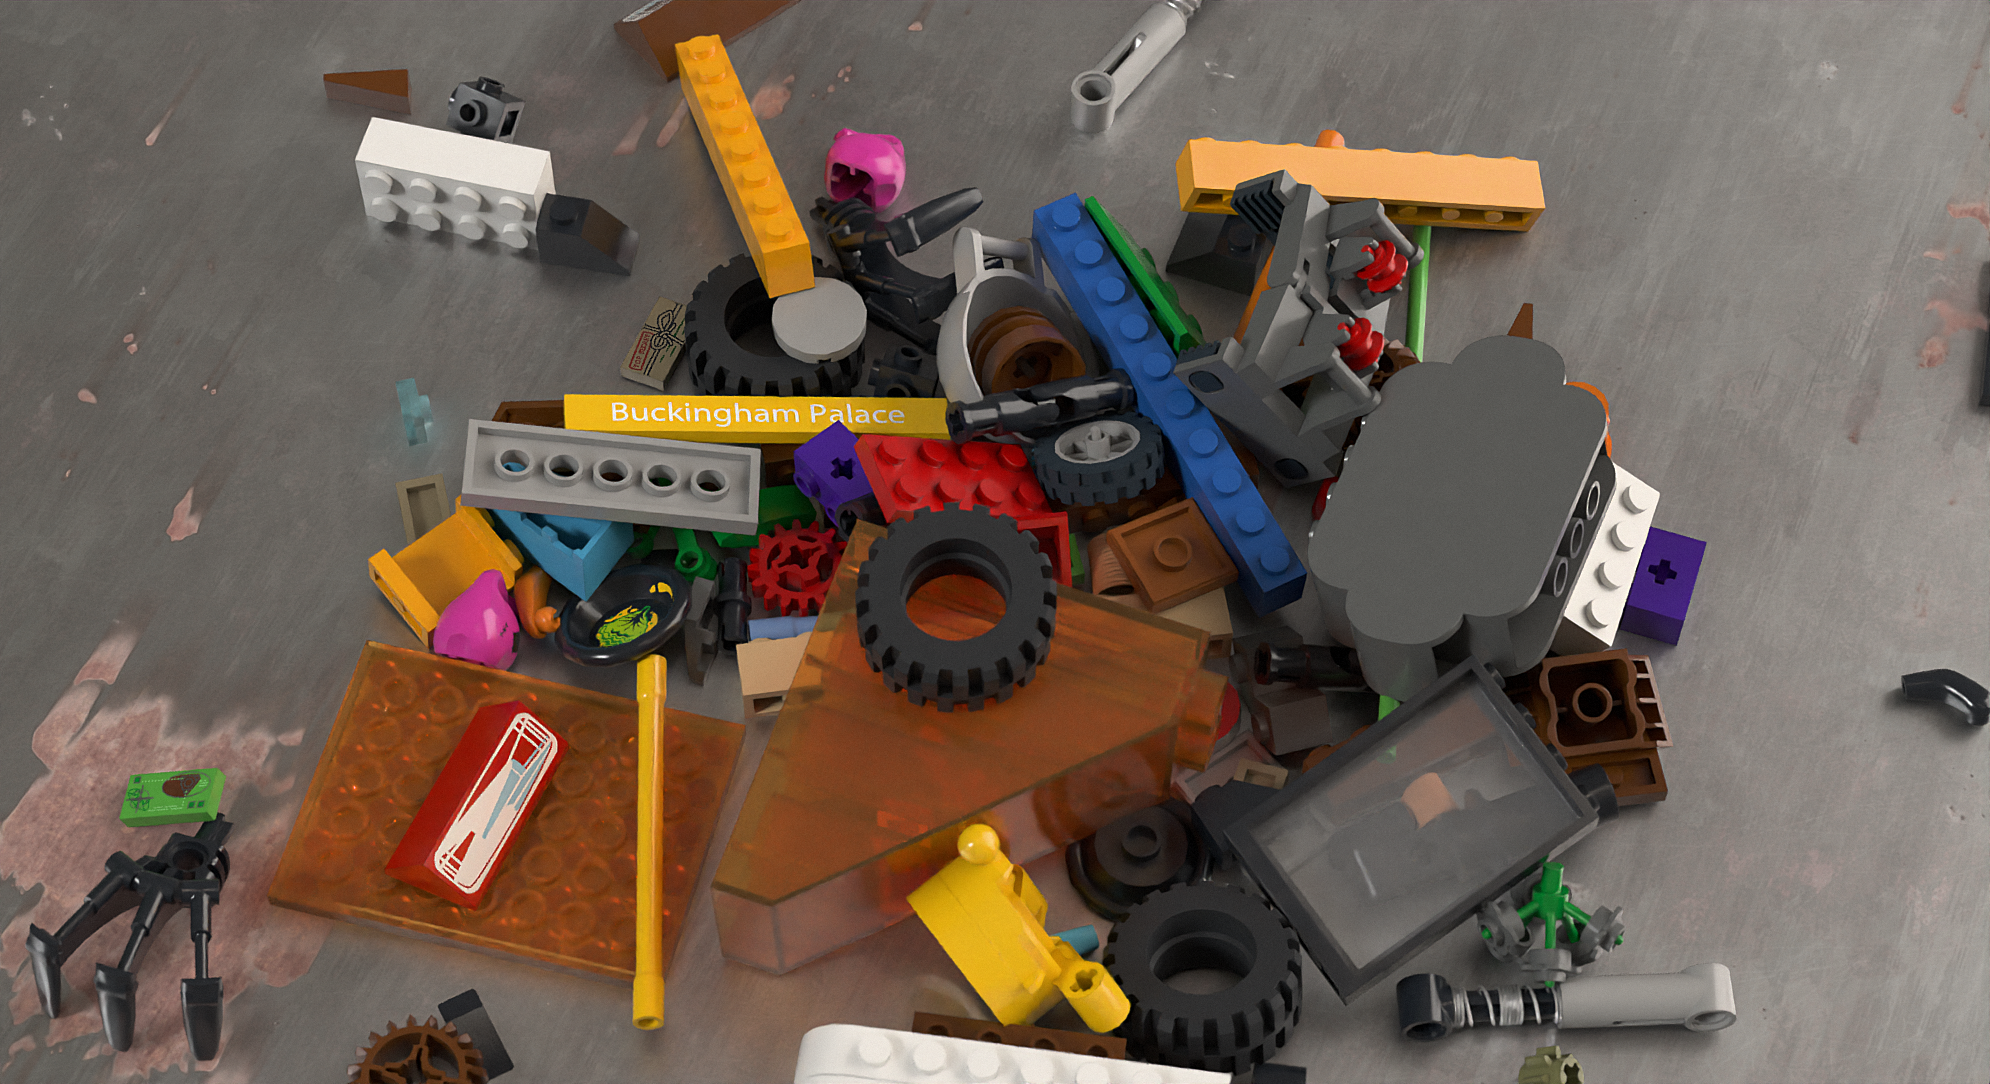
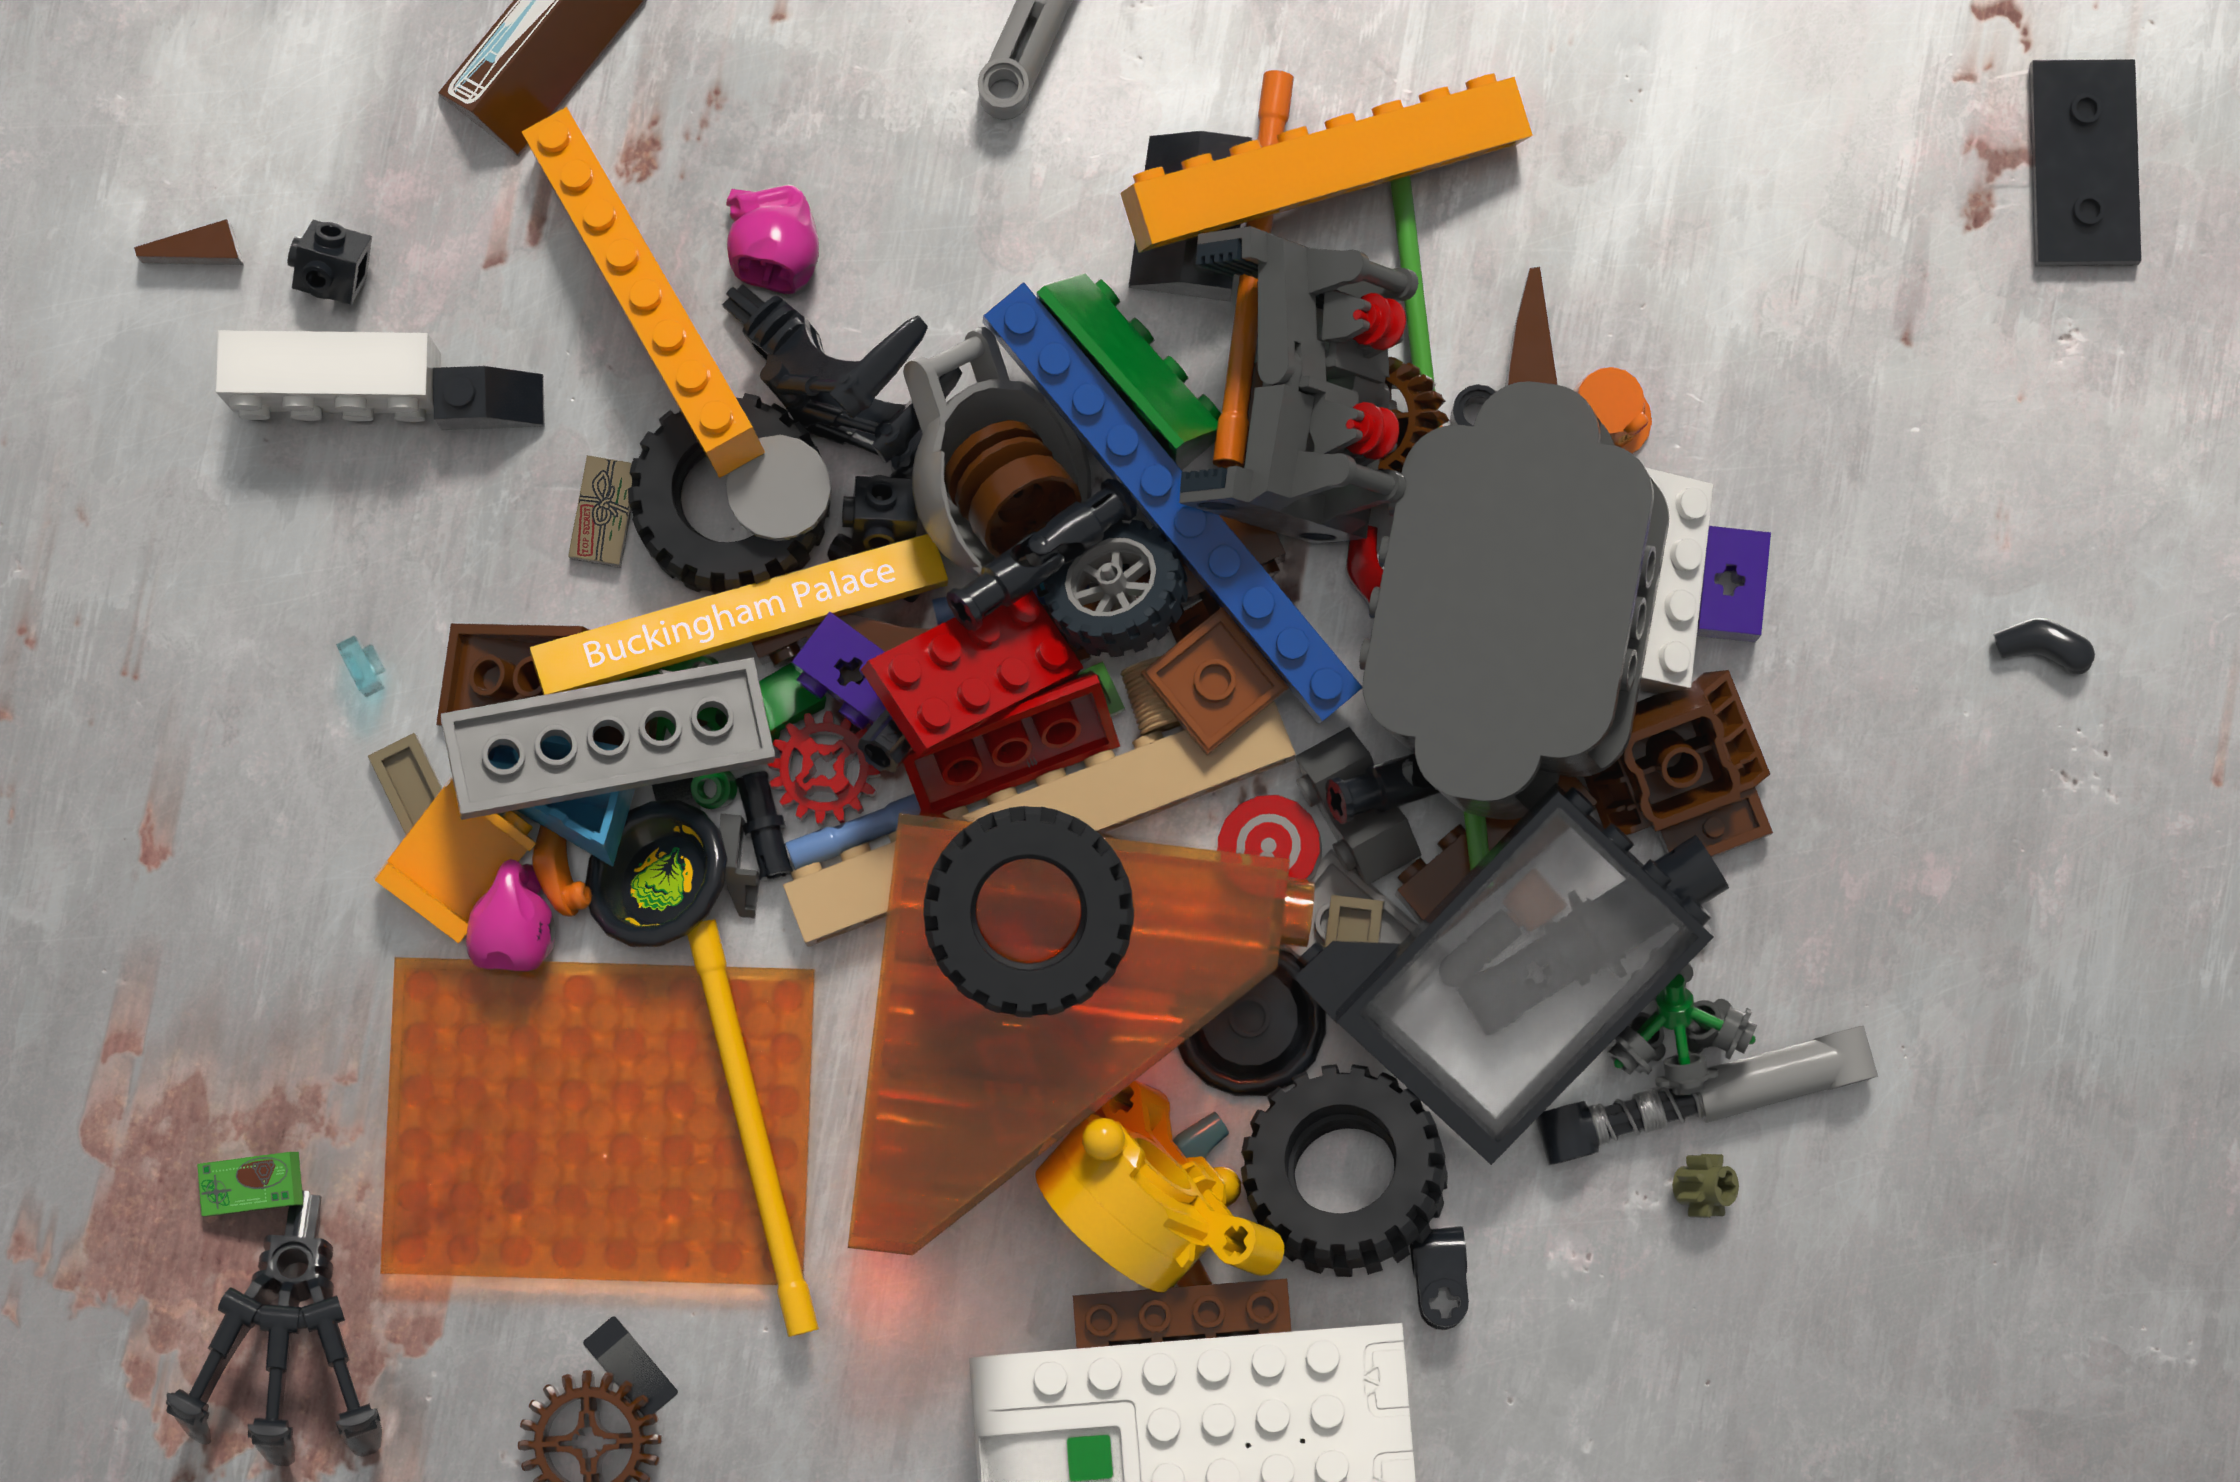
camera: 10 degrees left, 25 degrees up
(479, 804) = (566, 1128): red slope -> none

